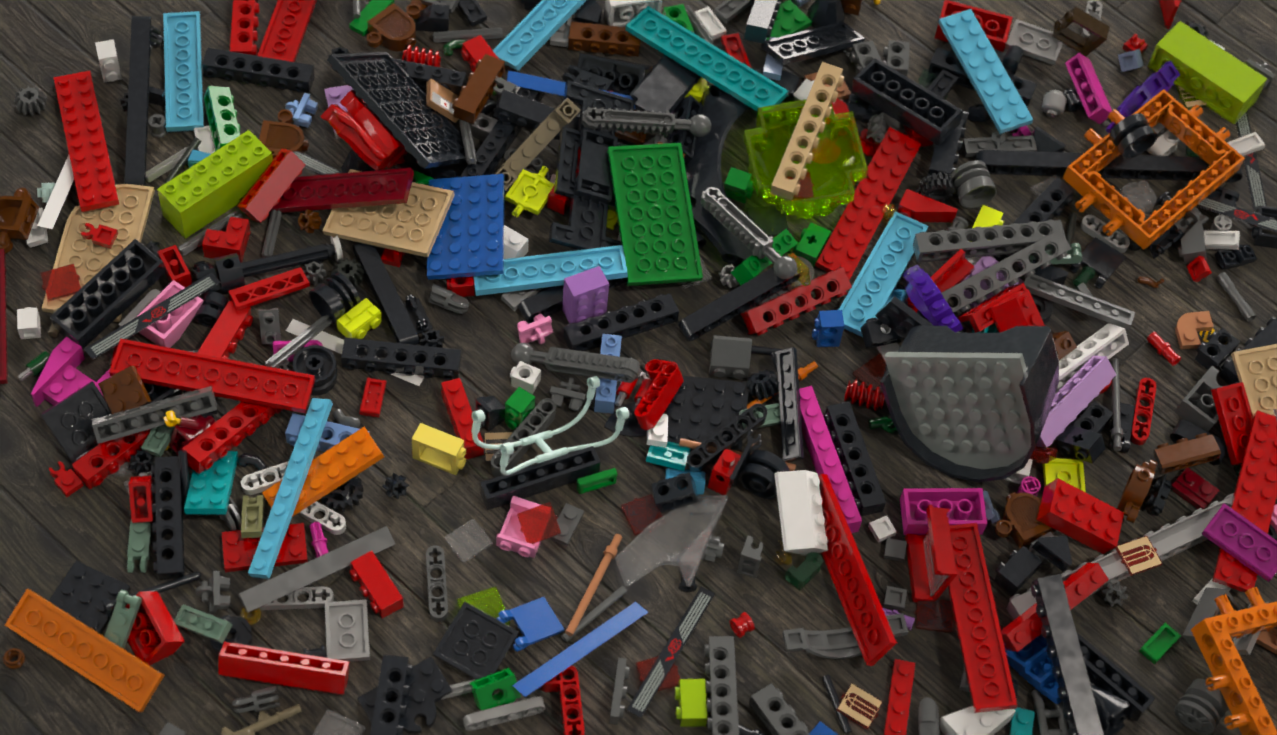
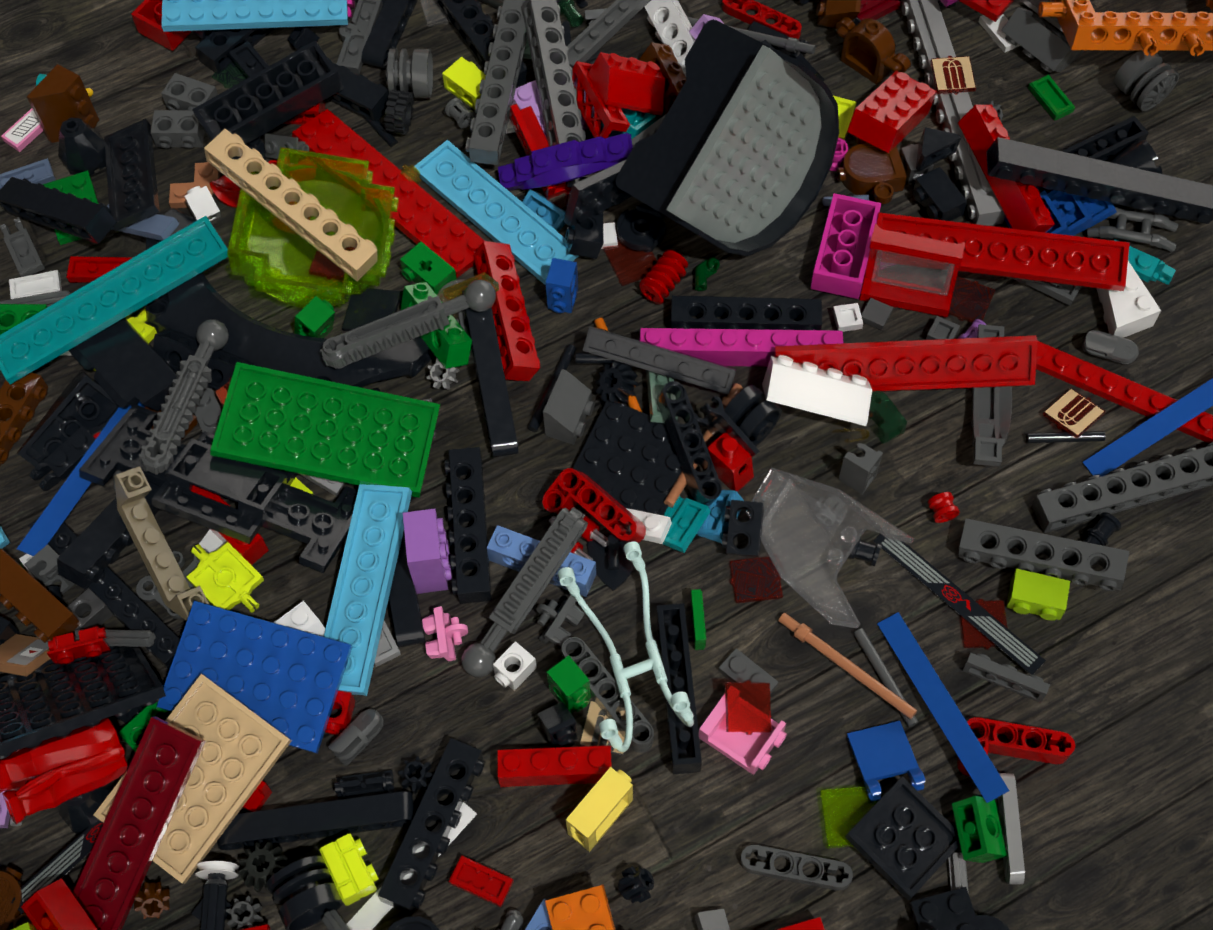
camera: 65 degrees left, 5 degrees up
(457, 130) = (90, 644): none -> red hinge
(468, 540) = (739, 809): clear piece -> none
(925, 209) = (419, 137): red slope -> none

